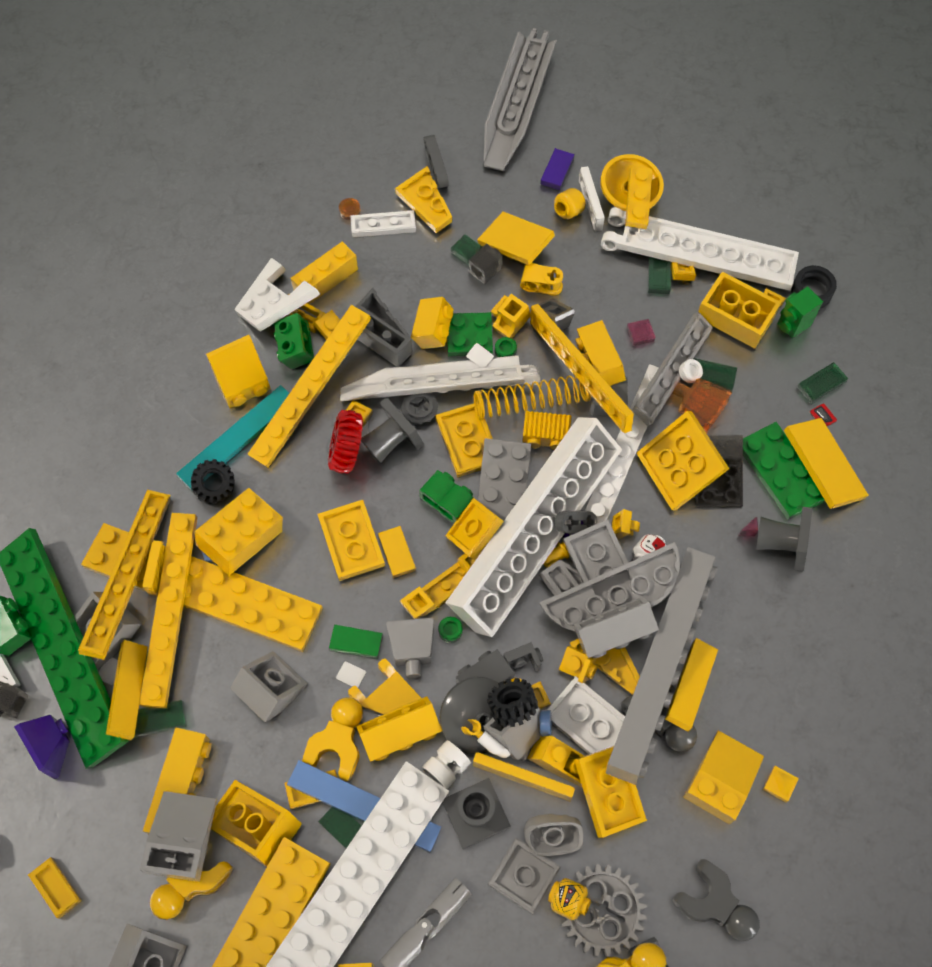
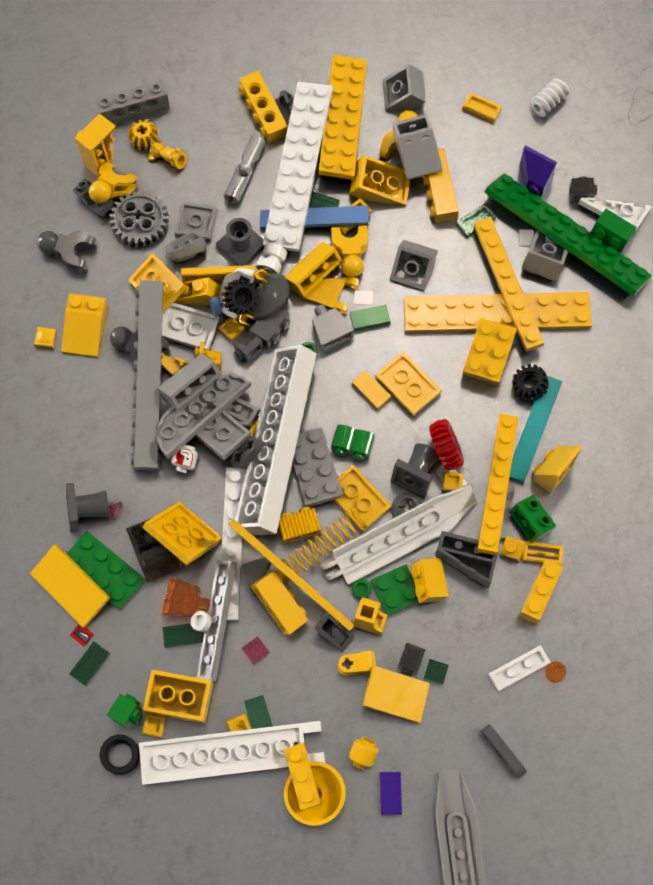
camera: 160 degrees right, 5 degrees up
(124, 575) = (550, 290): yellow tile -> none
(127, 690) = (504, 222): yellow tile -> none
(154, 568) = (532, 300): yellow tile -> none
(266, 303) = (575, 542): white wing -> none
(423, 197) = (494, 706): yellow wing -> none
(436, 593) = (326, 375): yellow slope -> none
(474, 528) = (320, 419): yellow tile -> none
(479, 356) = (378, 569): white sticker -> none
(569, 899) = (161, 208): yellow head -> none
(591, 199) = (347, 768): white tile -> none
(623, 525) = (211, 471): yellow tile -> none
(691, 684) = (123, 371): yellow tile -> none

